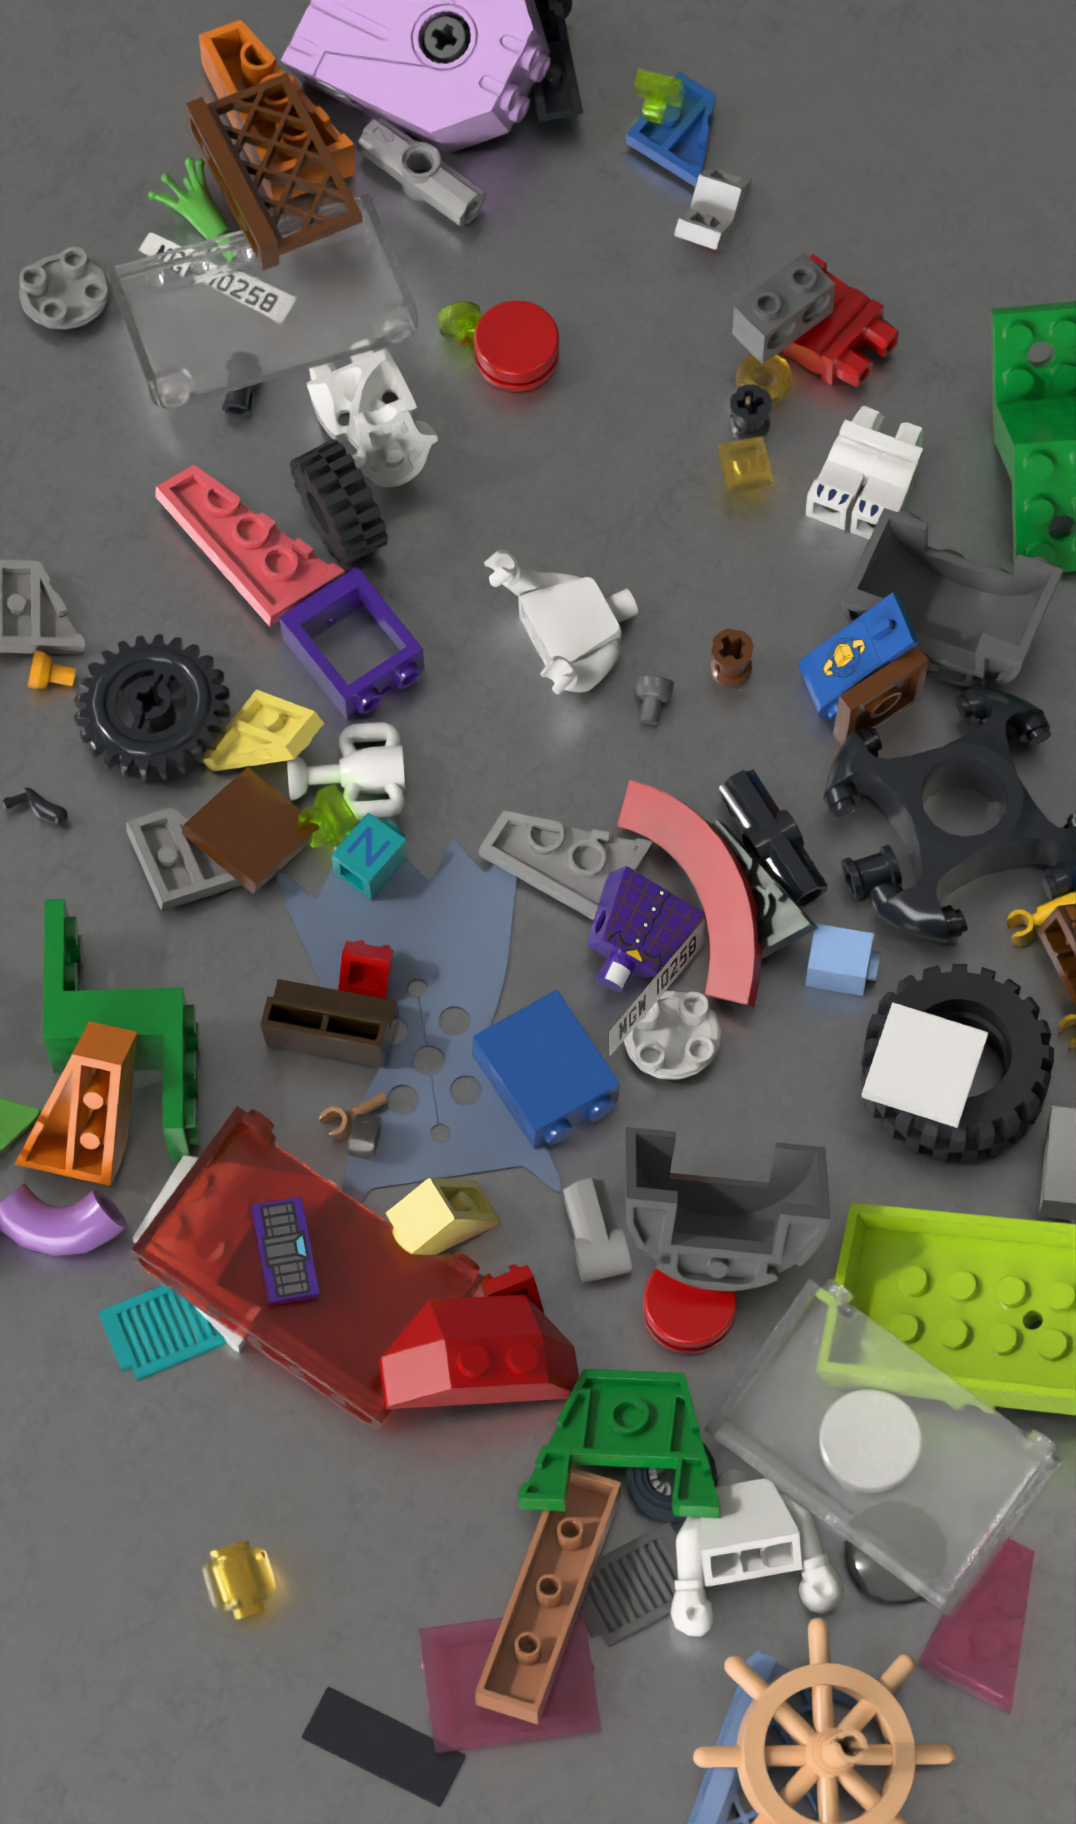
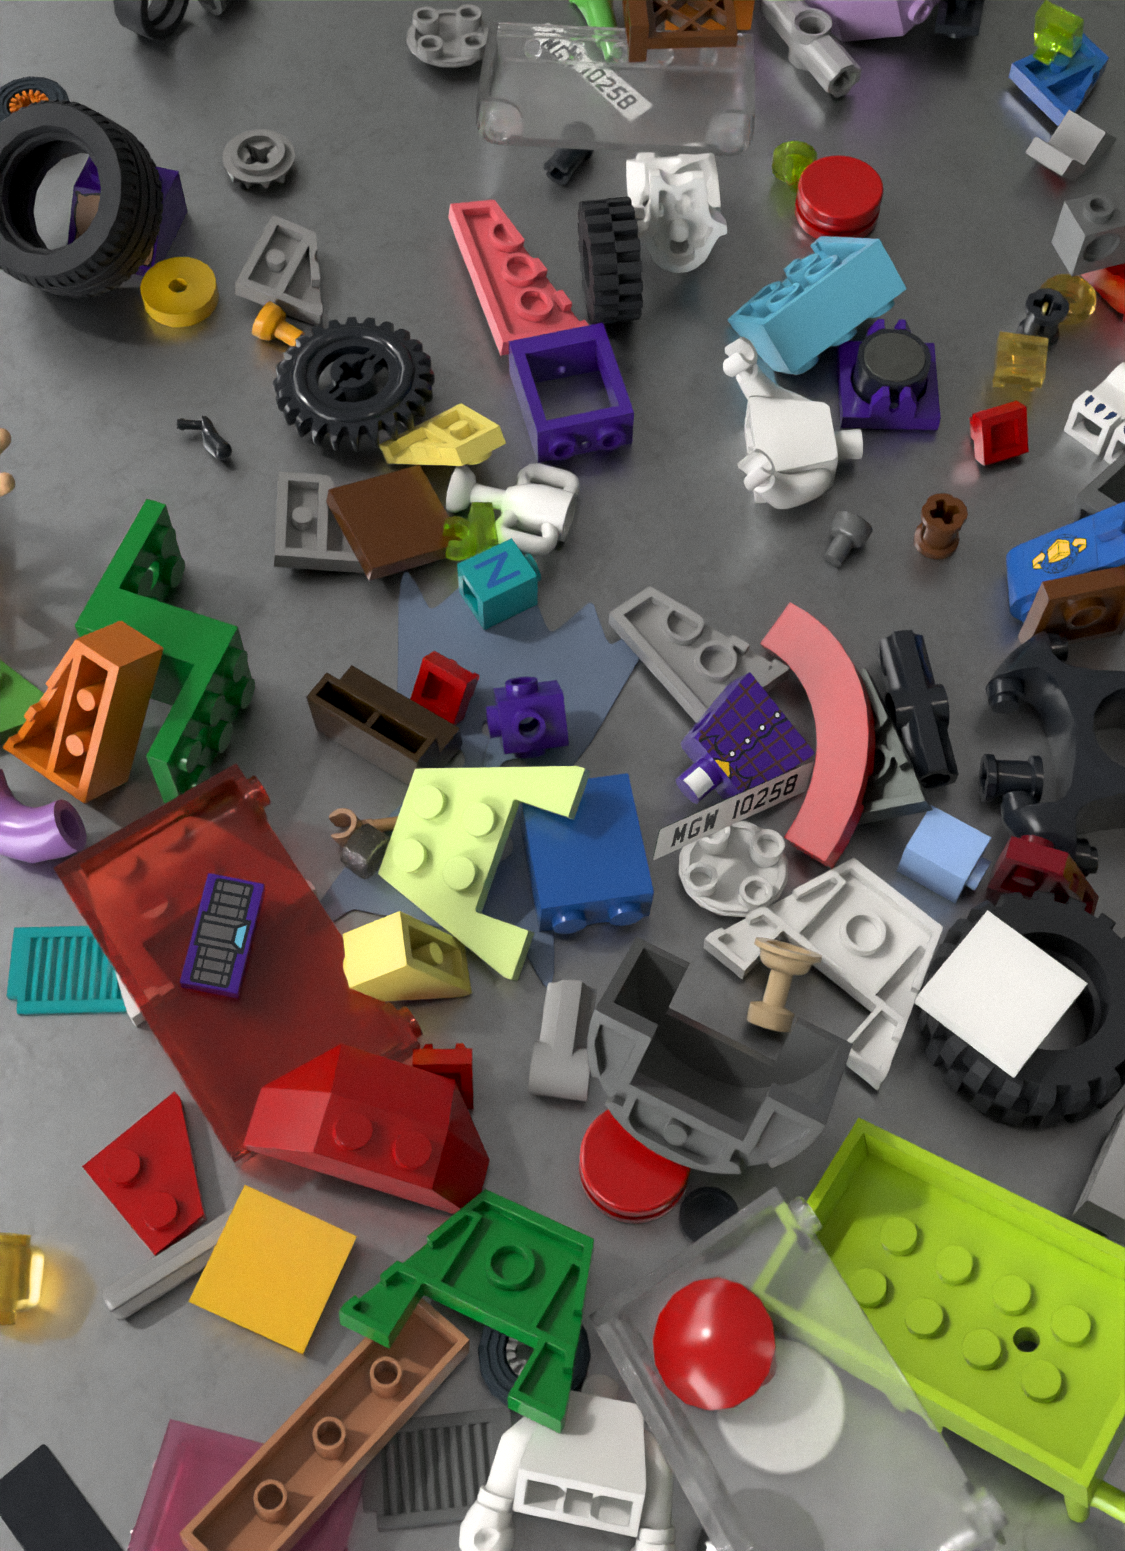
camera: 20 degrees right, 5 degrees down
(315, 1462) = (153, 1176): none -> red wing
(374, 1509) = (164, 1270): none -> light grey axle
(436, 1103) = (453, 841): none -> yellowish green wing
(446, 1491) = (273, 1269): none -> yellow tile
(451, 969) = (528, 717): none -> dark purple brick
(539, 469) = (819, 302): none -> medium azure wedge
(632, 525) = (888, 380): none -> piece
(746, 1099) = (784, 961): none -> tan piece
(751, 544) = (999, 432): none -> red tile
(758, 1321) = (704, 1211): none -> black piece
(795, 1056) = (869, 945): none -> white wing
(806, 1412) = (715, 1344): none -> red dish
(917, 949) = (1034, 865): none -> dark red wing

